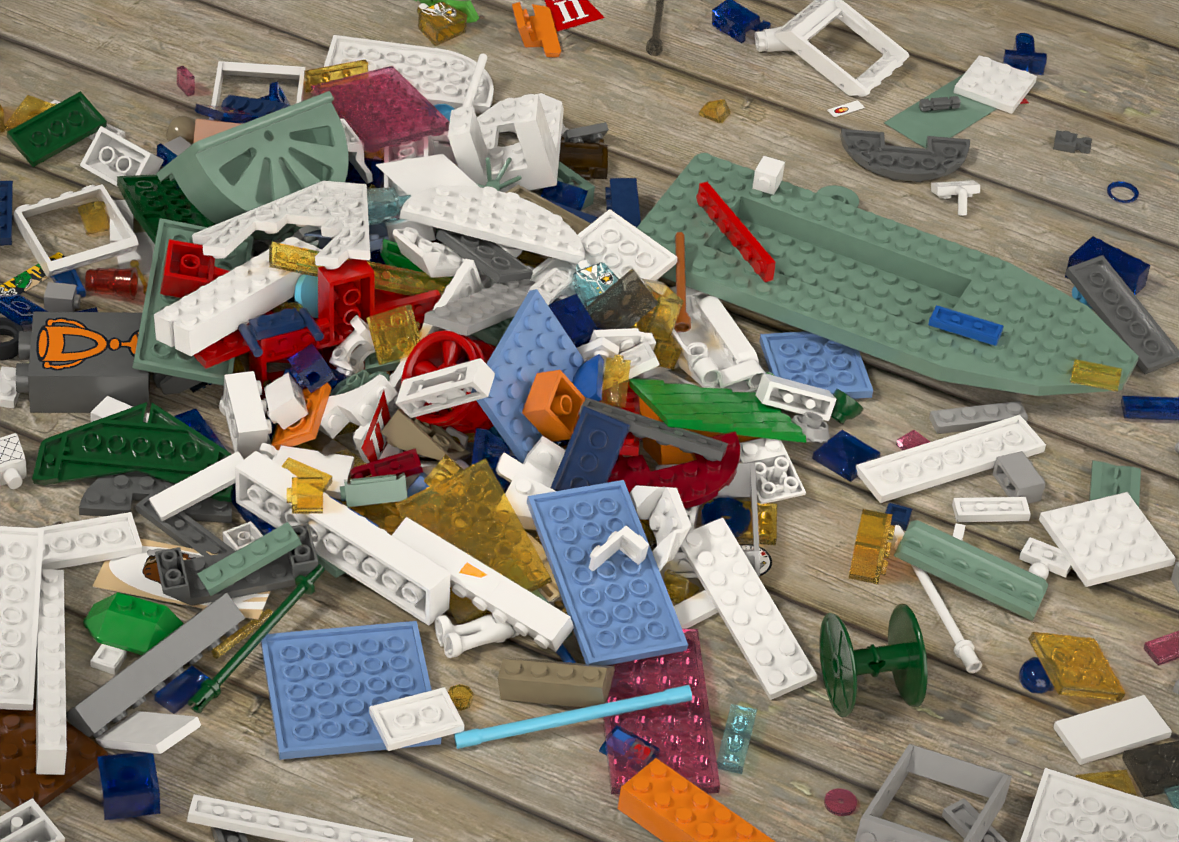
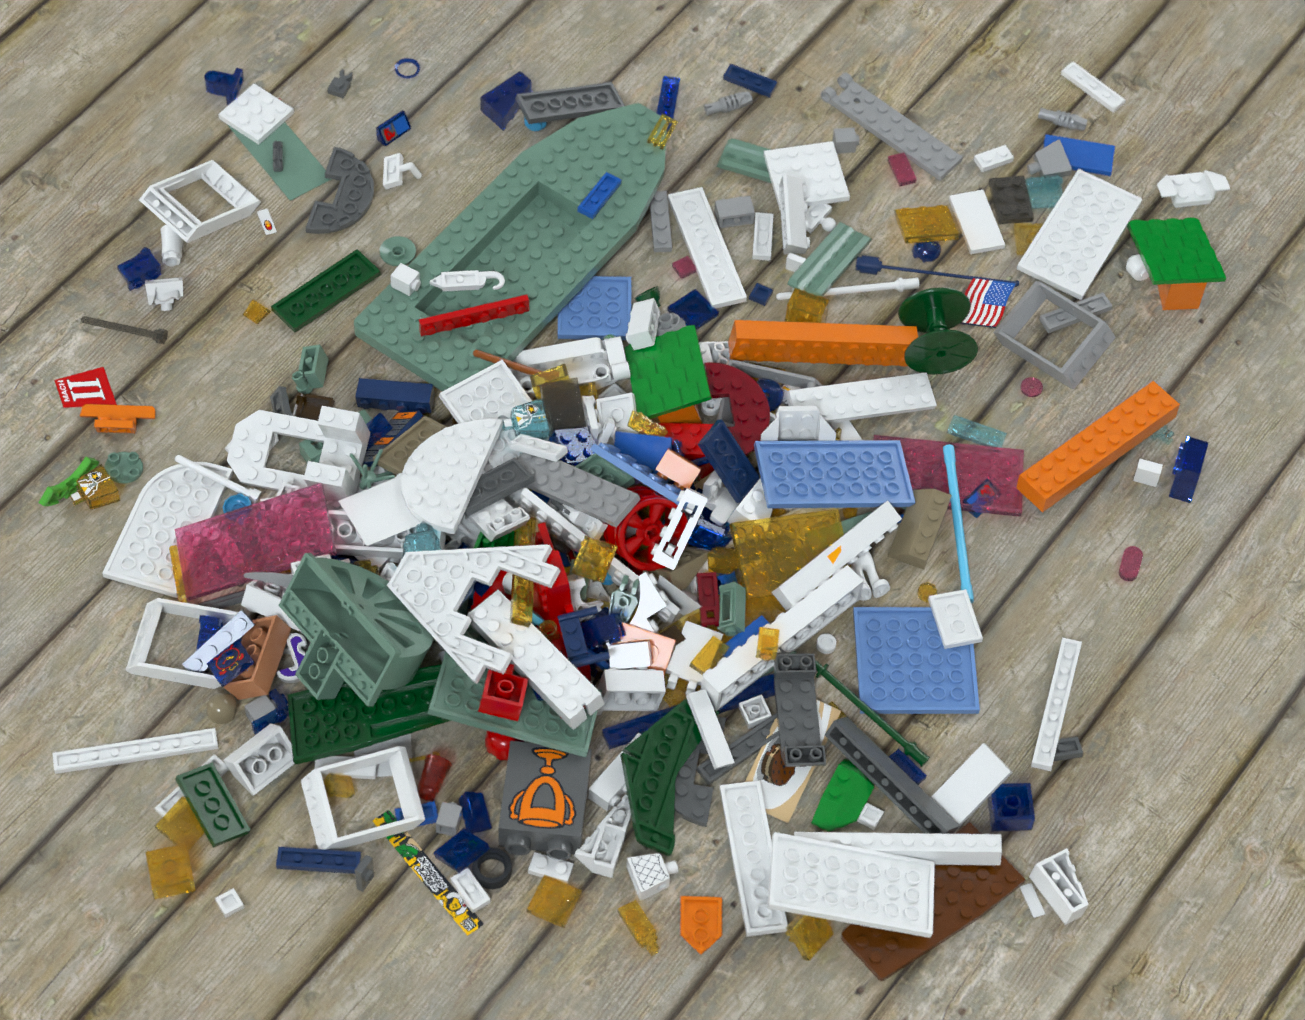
camera: 80 degrees left, 15 degrees up
(35, 420) = (604, 846): none -> white wedge
(124, 84) = (135, 750): none -> white tile
(185, 80) = (149, 698): clear pink tile -> none
(249, 559) = (805, 699): sand green plate -> none
(361, 605) = (826, 643): none -> white tile
(474, 38) = (124, 467): none -> sand green dish
(625, 540) = (821, 457): white bracket -> none
(640, 147) = (311, 369): none -> sand green hinge
(659, 431) = (710, 410): dark grey plate -> none
(709, 34) = (164, 291): none -> white brick
(749, 148) = (325, 290): none -> dark green plate
(787, 224) = (466, 280): none -> white plate
(813, 540) = (820, 342): none -> orange brick
(971, 738) = (986, 295): none -> flag
(1021, 183) = (393, 128): none -> slope
(1021, 513) = (793, 215): none -> white slope

